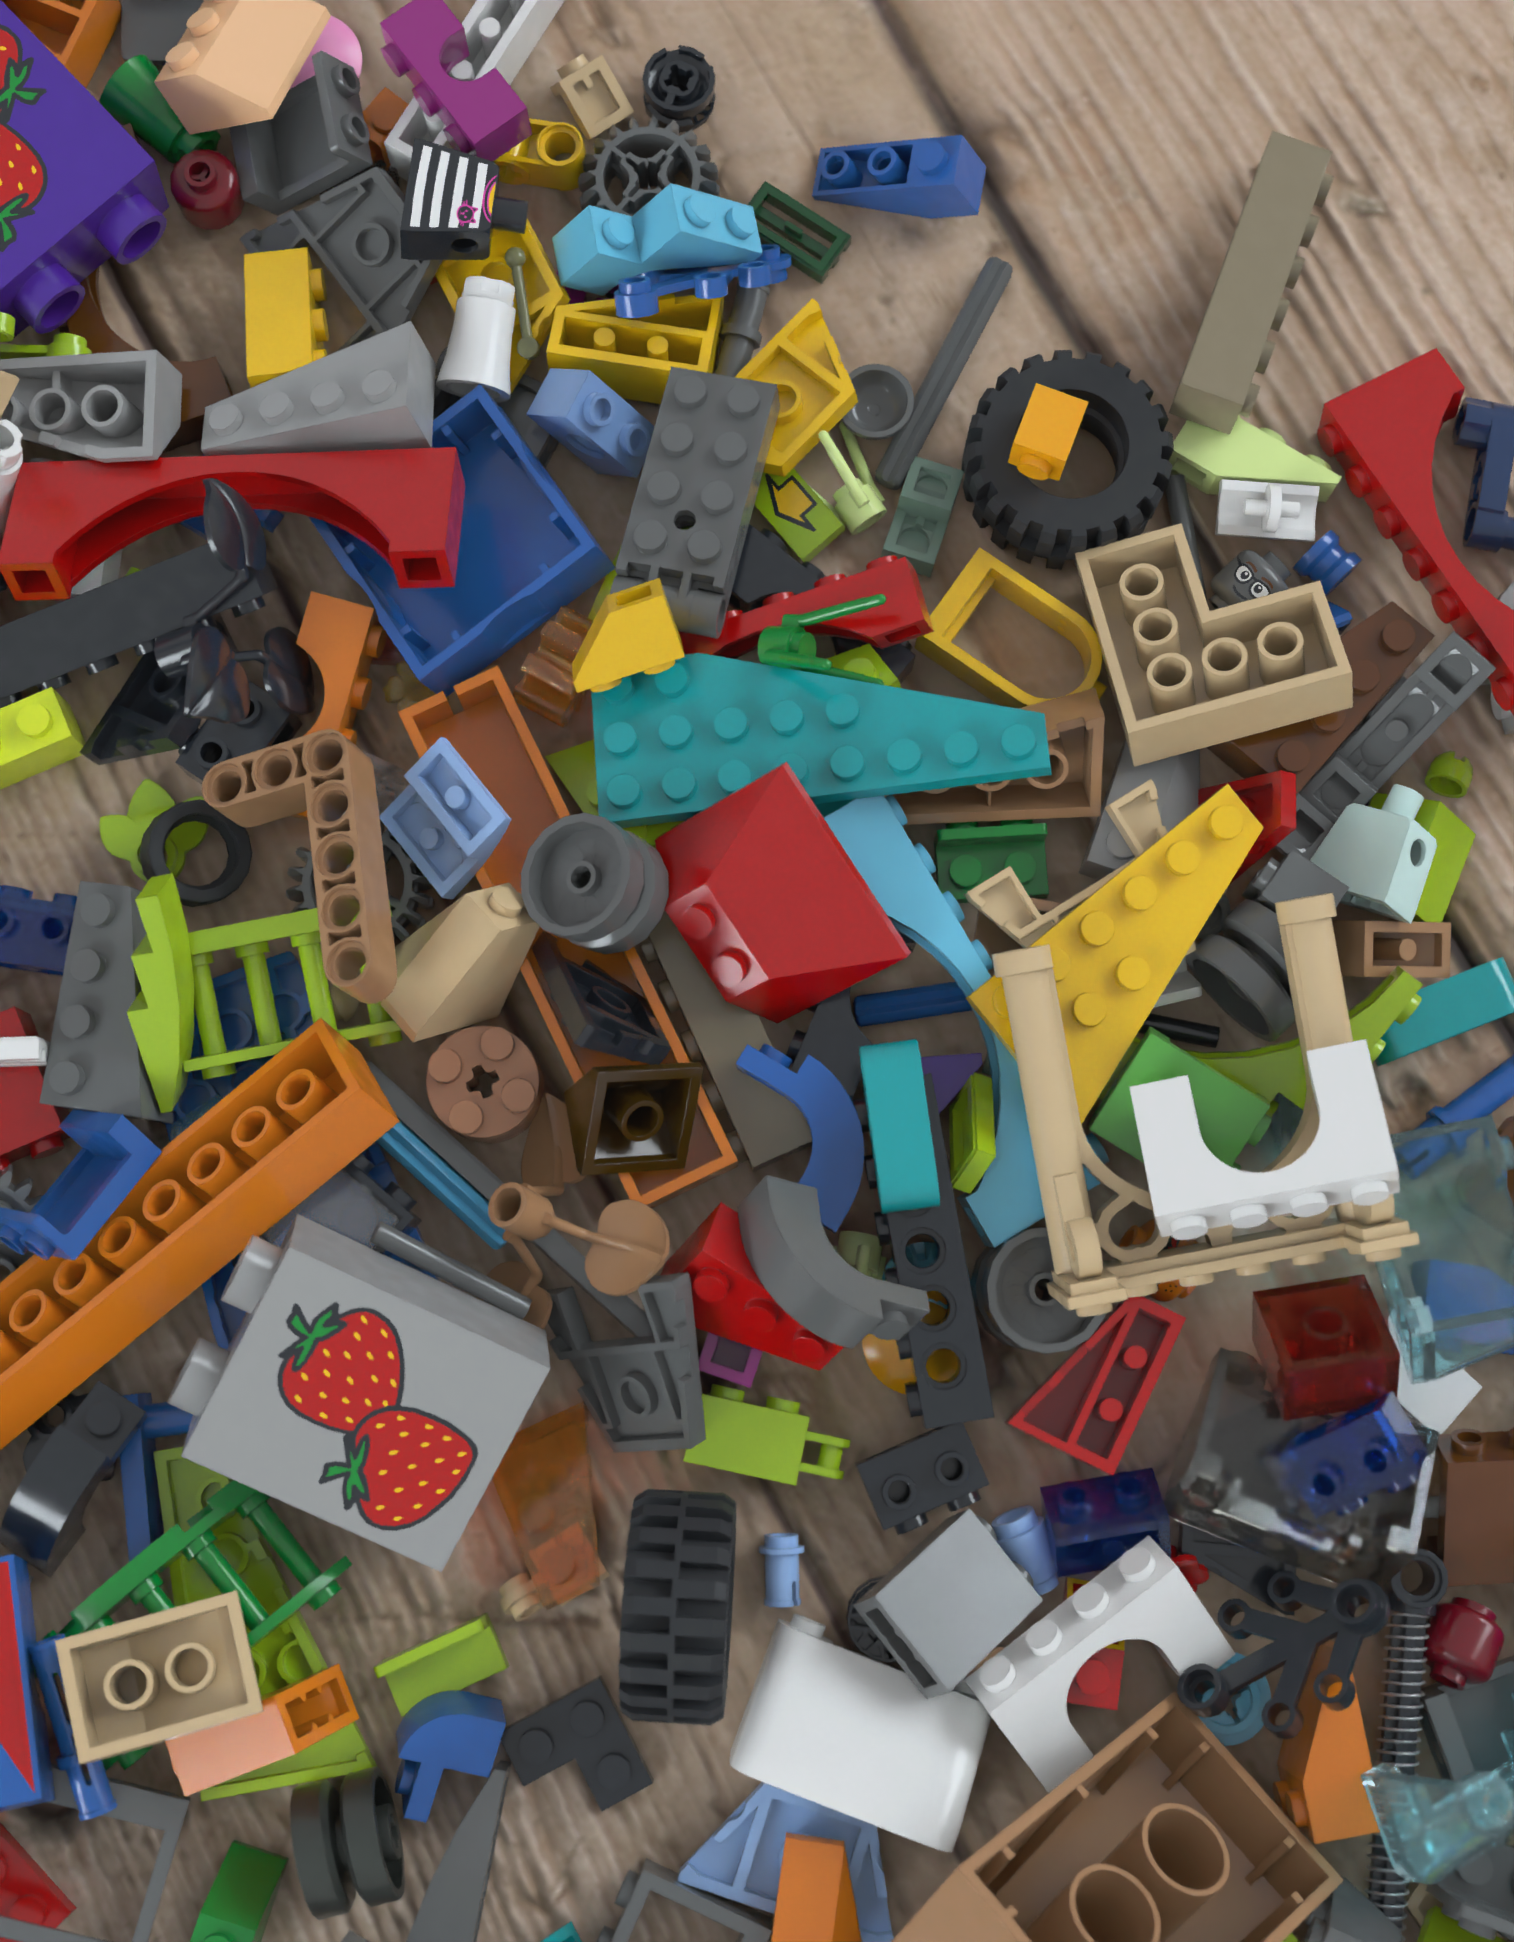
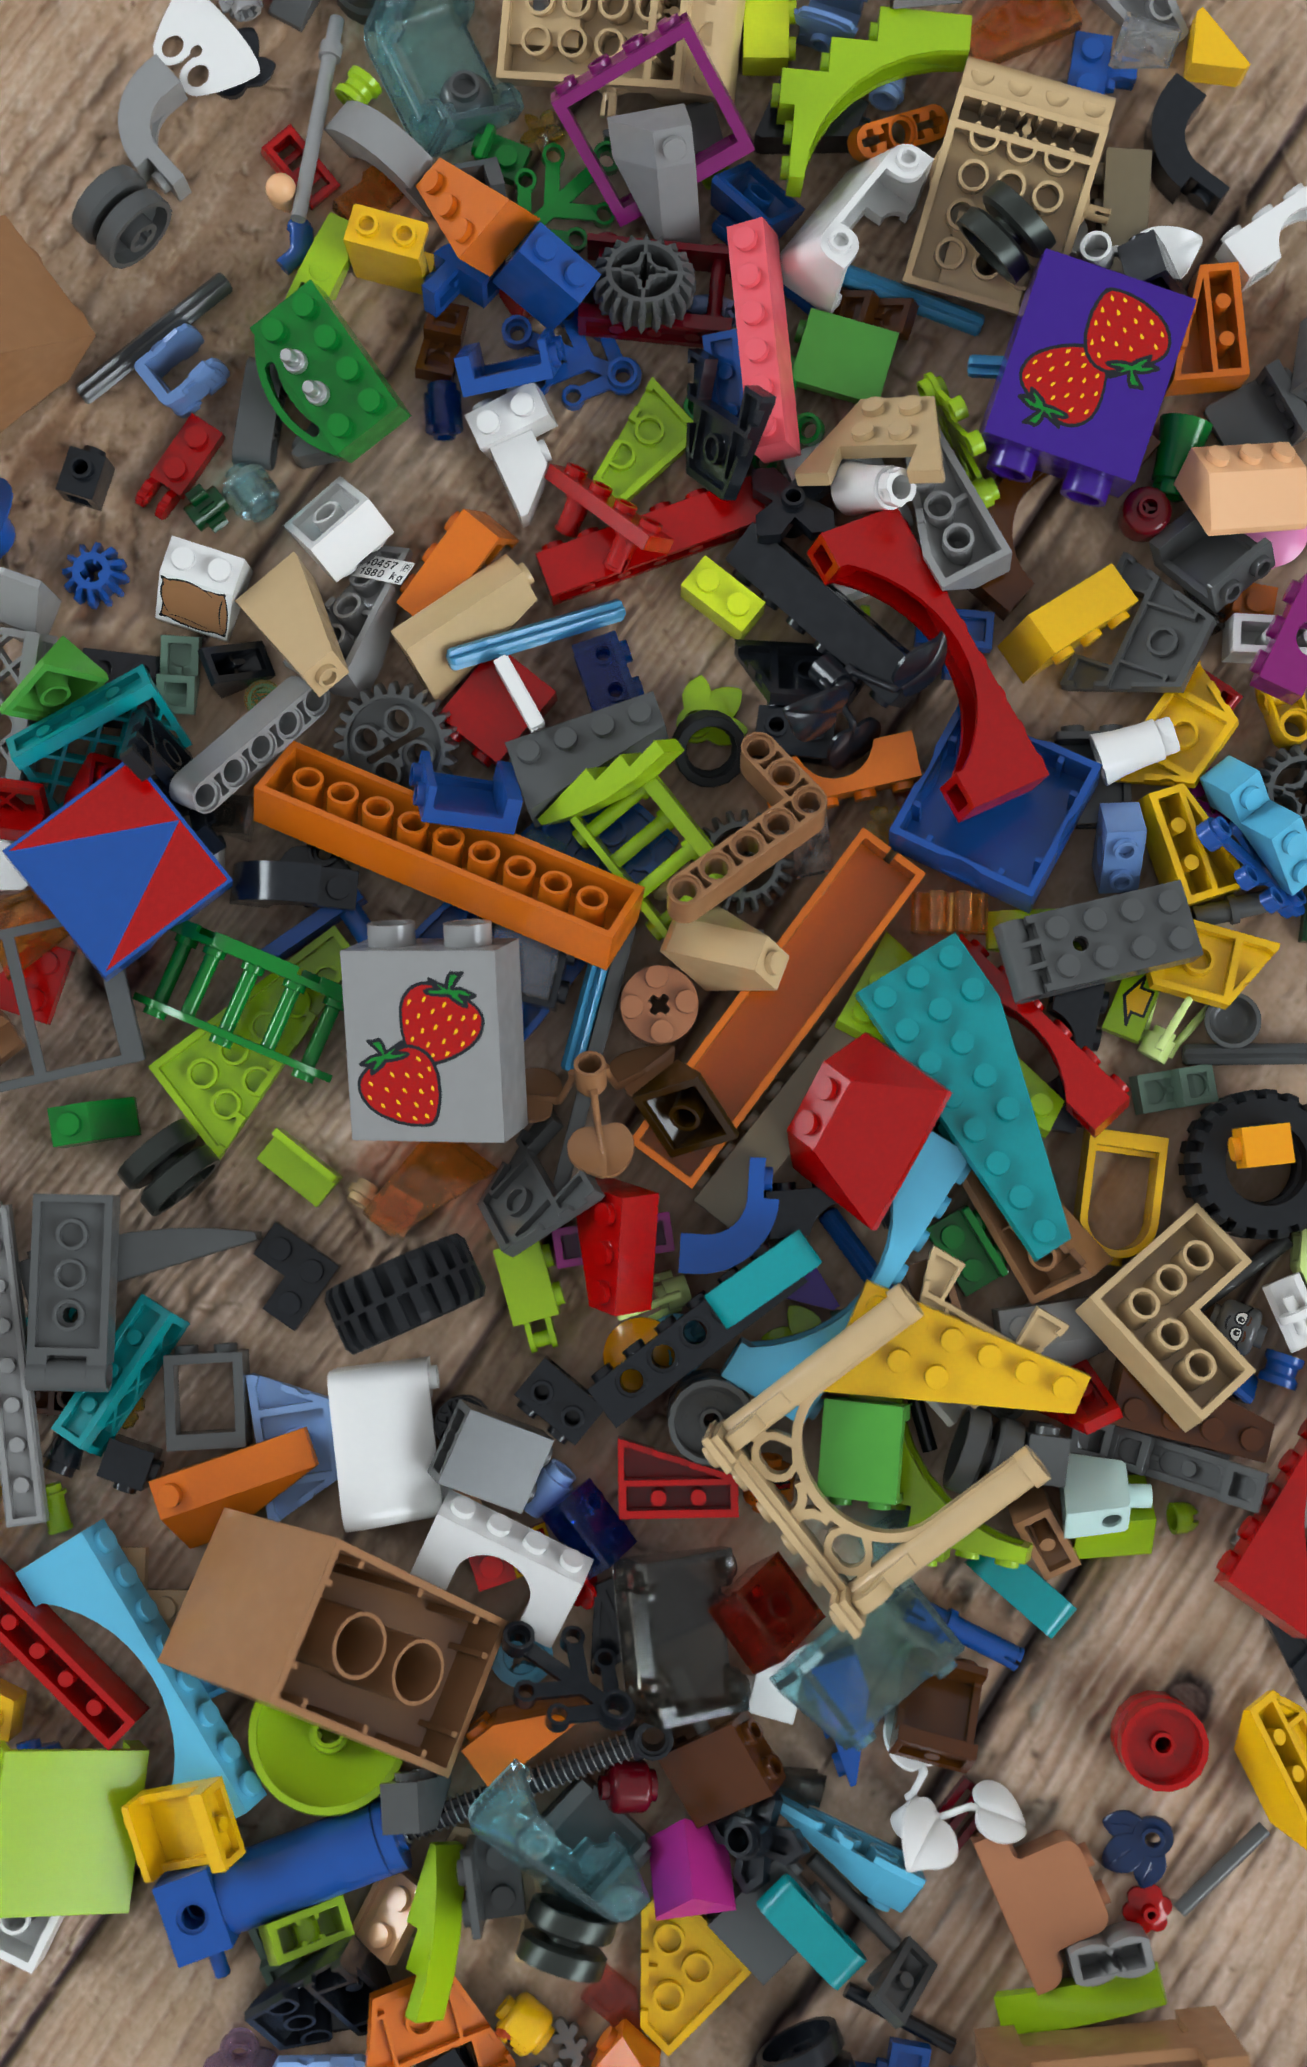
camera: 65 degrees right, 5 degrees up
(91, 1795) = (120, 1003): blue pin -> none
(158, 1677) = (207, 1007): tan slope -> none
(290, 1723) = (206, 1081): orange slope -> none
(347, 401) = (1041, 684): light grey wedge -> none
(446, 819) = (809, 895): light blue slope -> none
(446, 1732) = (259, 1188): blue brick -> none
(450, 1270) = (533, 1048): dark grey bar -> none
(454, 205) = (1212, 684): black torso -> none
(527, 346) = (1147, 779): olive hinge -> none
(594, 884) = (815, 1011): dark grey wheel -> none
(600, 1009) = (739, 1055): black wing -> none
(628, 636) = (983, 949): yellow slope -> none
(781, 1569) = (459, 1343): light blue pin -> none
(795, 649) = (1033, 1057): green plant -> none
(808, 1276) = (640, 1271): dark grey arch -> none
(971, 1132) = (785, 1325): lime tile -> none
(1344, 1164) = (879, 1568): white arch -> none
(1355, 1456) = (707, 1664): clear blue brick -> none

